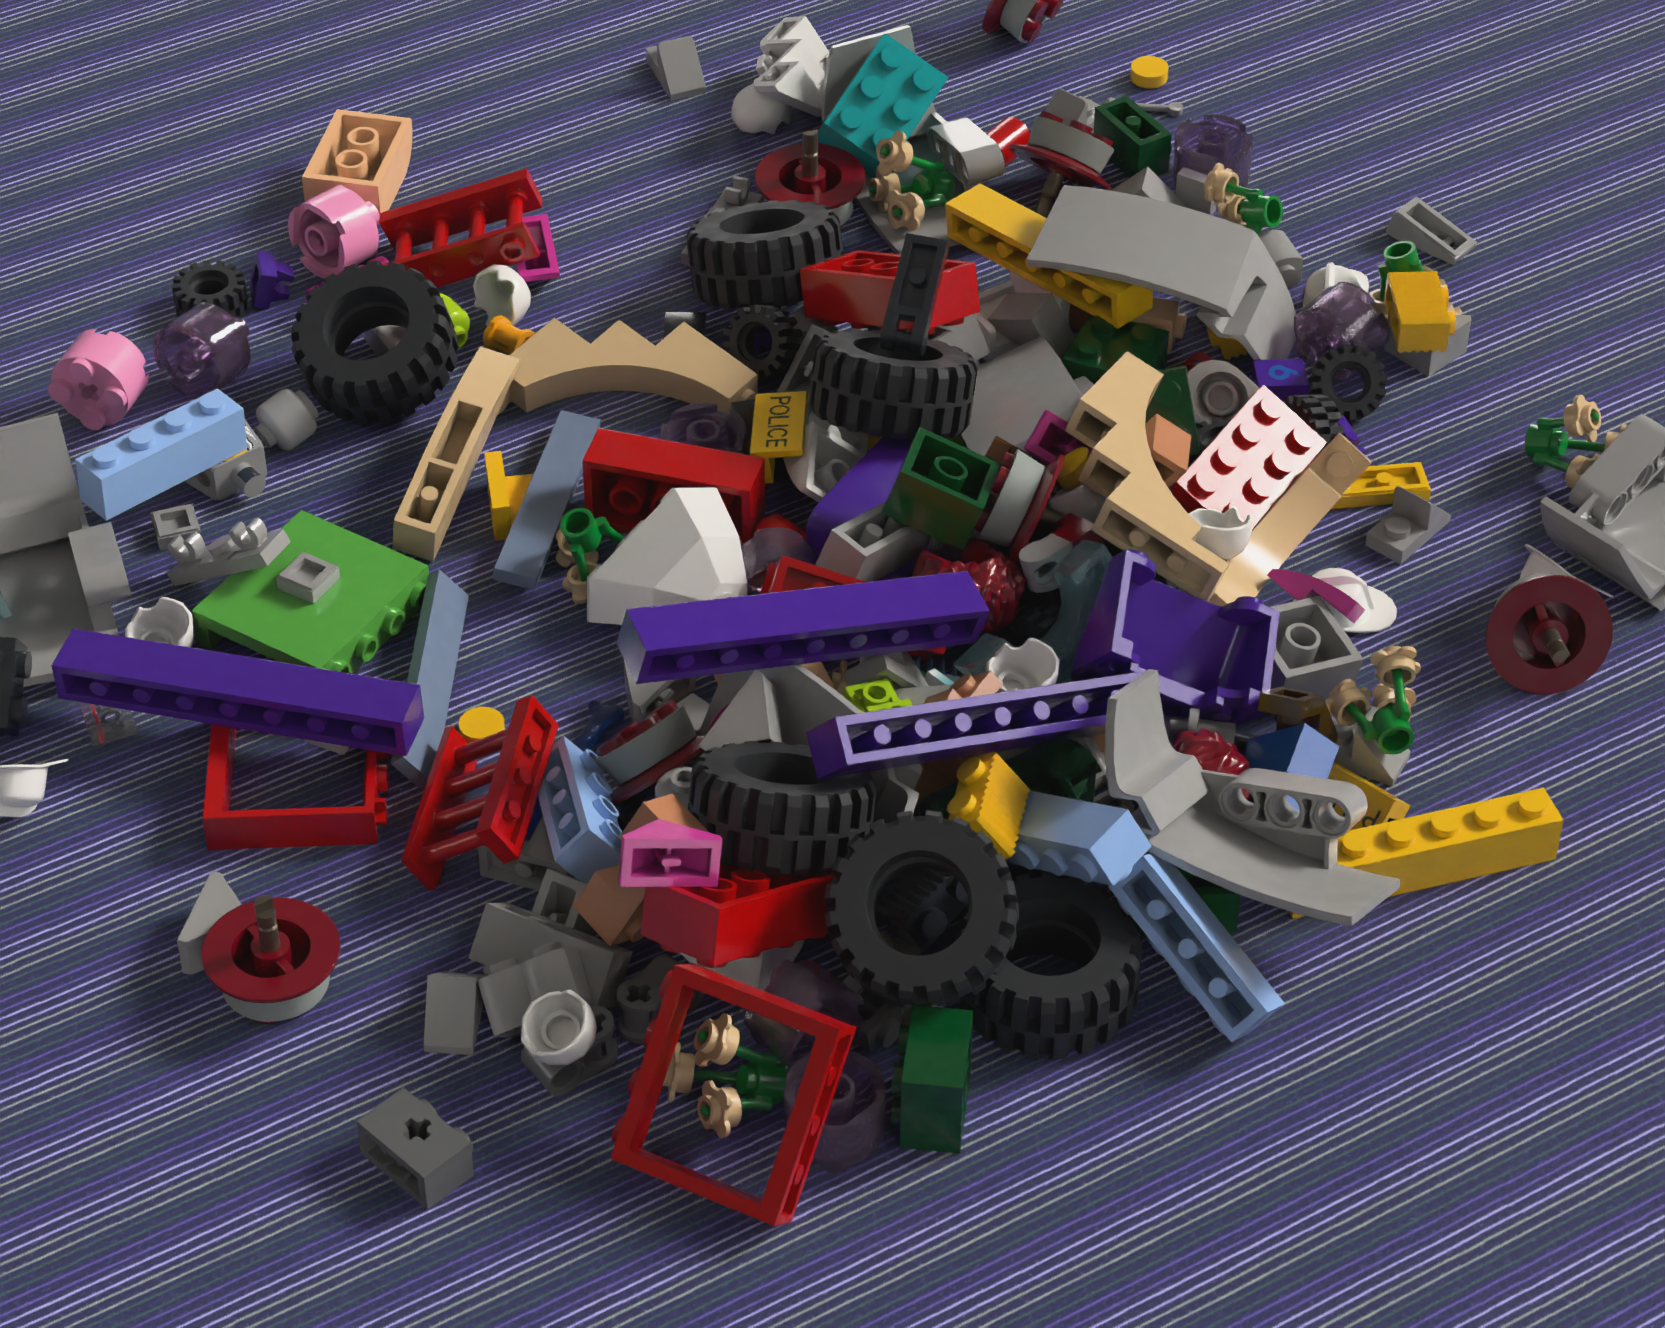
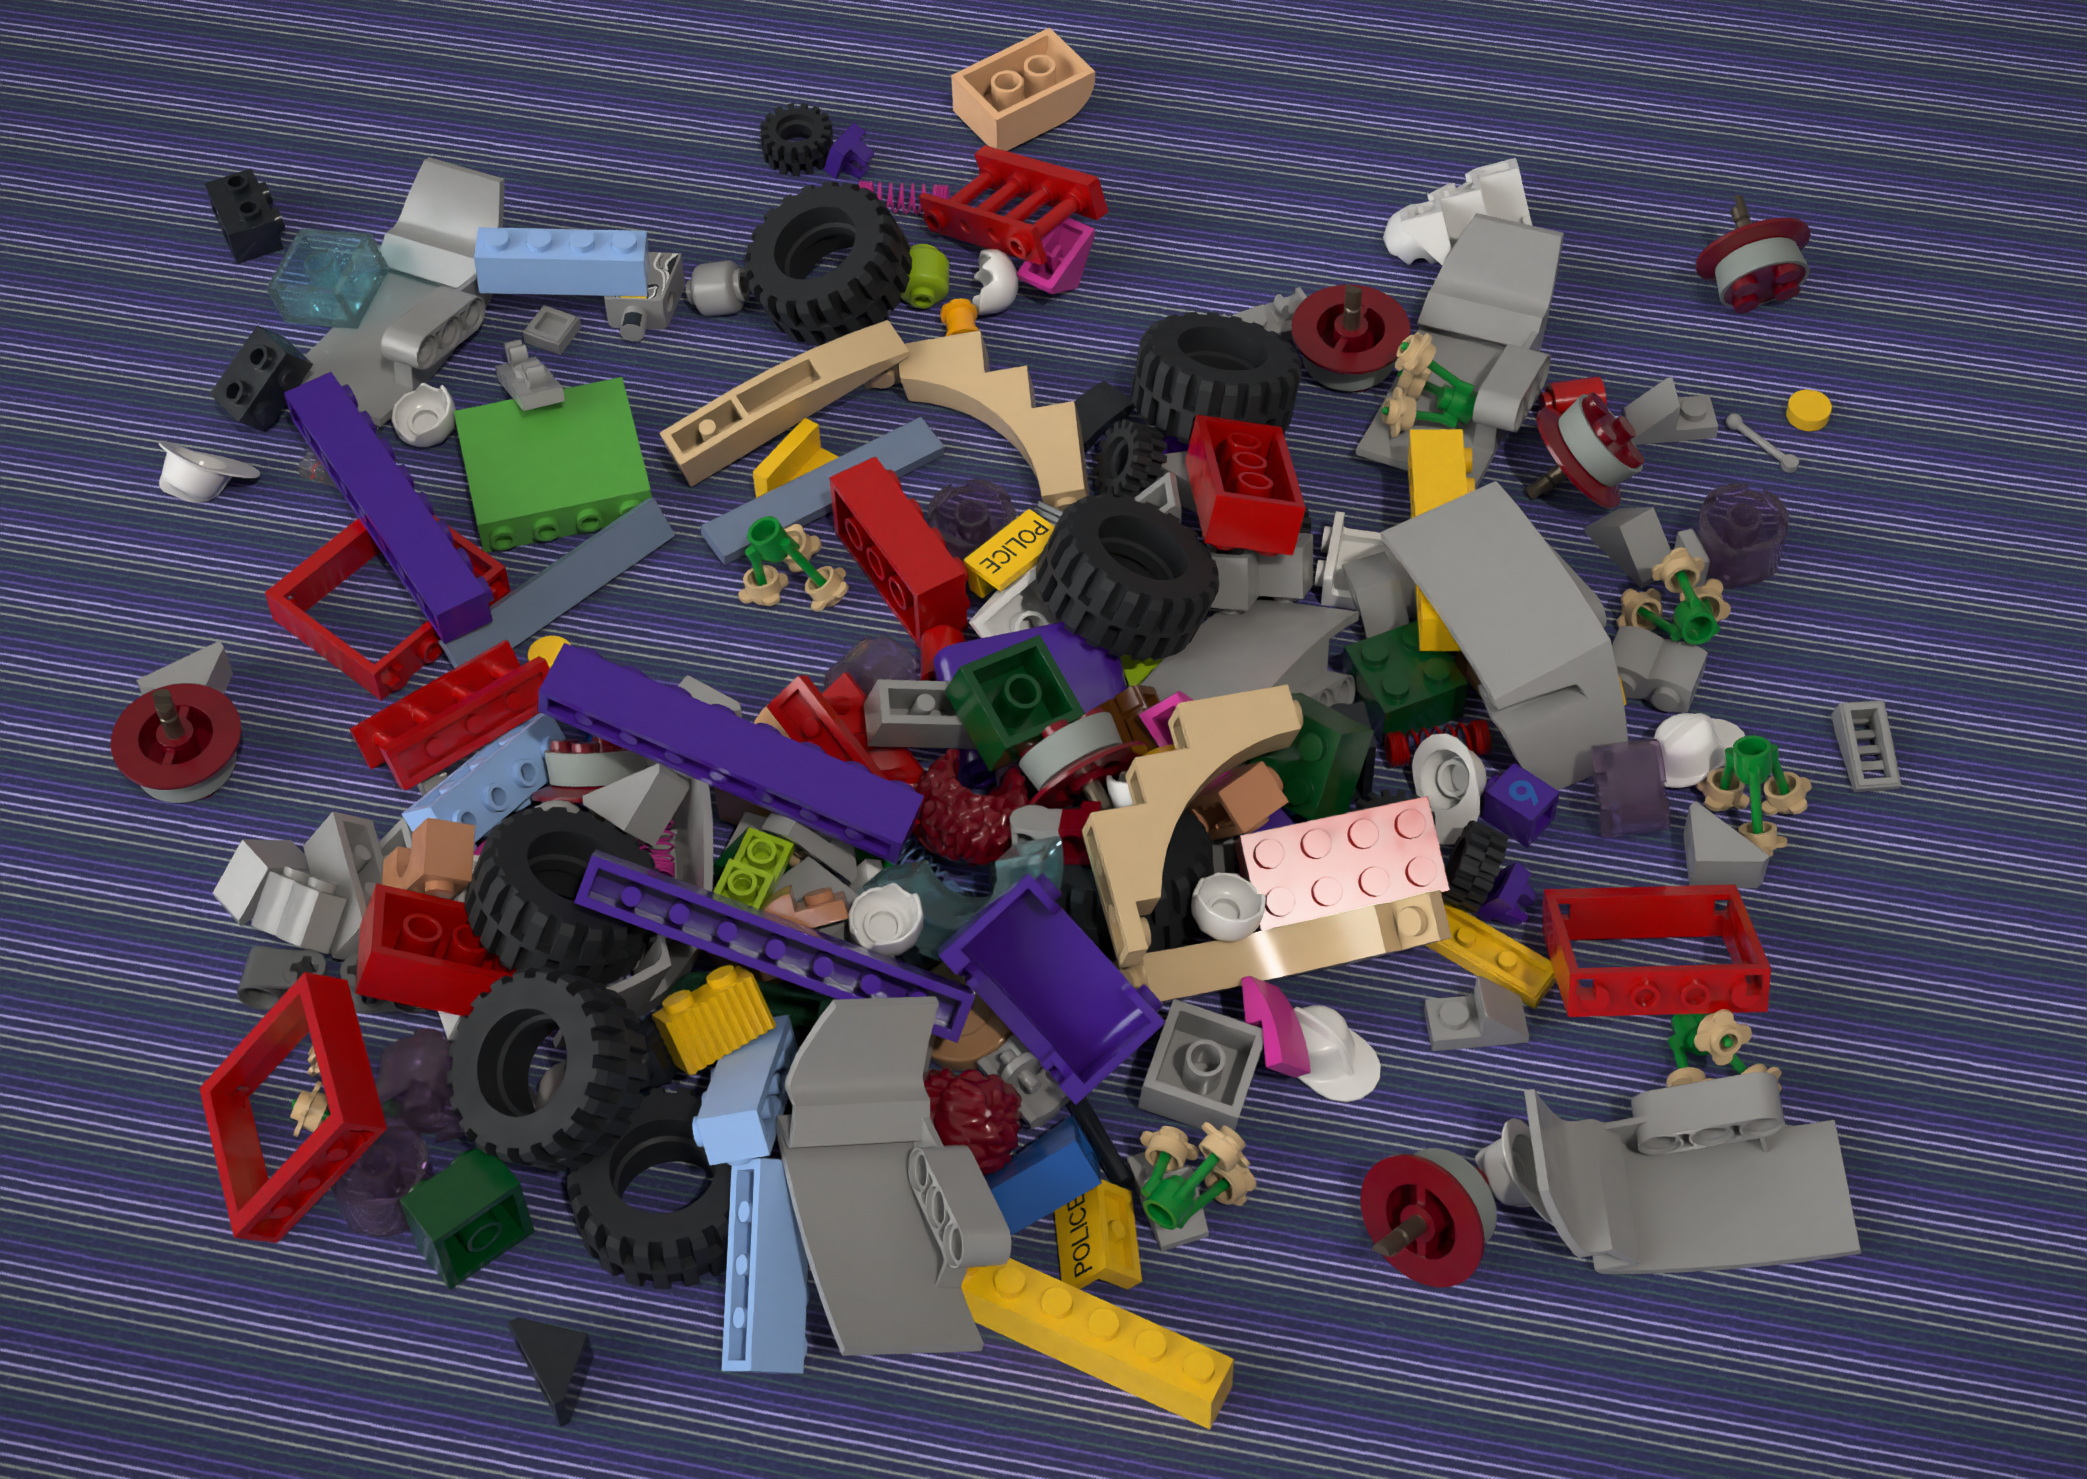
camera: 45 degrees right, 10 degrees up
(99, 378) = (620, 164): bright pink brick -> none
(203, 350) = (720, 187): clear purple brick -> none
(308, 577) = (553, 440): light grey tile -> none
(334, 231) = (934, 140): bright pink brick -> none
(416, 1147) = (103, 971): dark grey brick -> none
(558, 1028) = (258, 955): white hair -> none
(669, 856) = (391, 874): dark pink slope -> none
(672, 557) = (806, 618): white brick -> none
(677, 67) = (1395, 151): light grey slope -> none
(882, 98) = (1471, 297): teal brick -> none
(914, 293) = (1196, 505): black plate -> none
(1107, 1129) = (557, 1362): none -> black slope
(1135, 136) = (1687, 469): dark green brick -> none
(1298, 707) = (1099, 1119): dark brown slope -> none
(1365, 364) = (1598, 838): black tyre -> none
(1413, 420) = (1655, 914): none -> red window
(1419, 311) = (1705, 819): yellow brick -> none

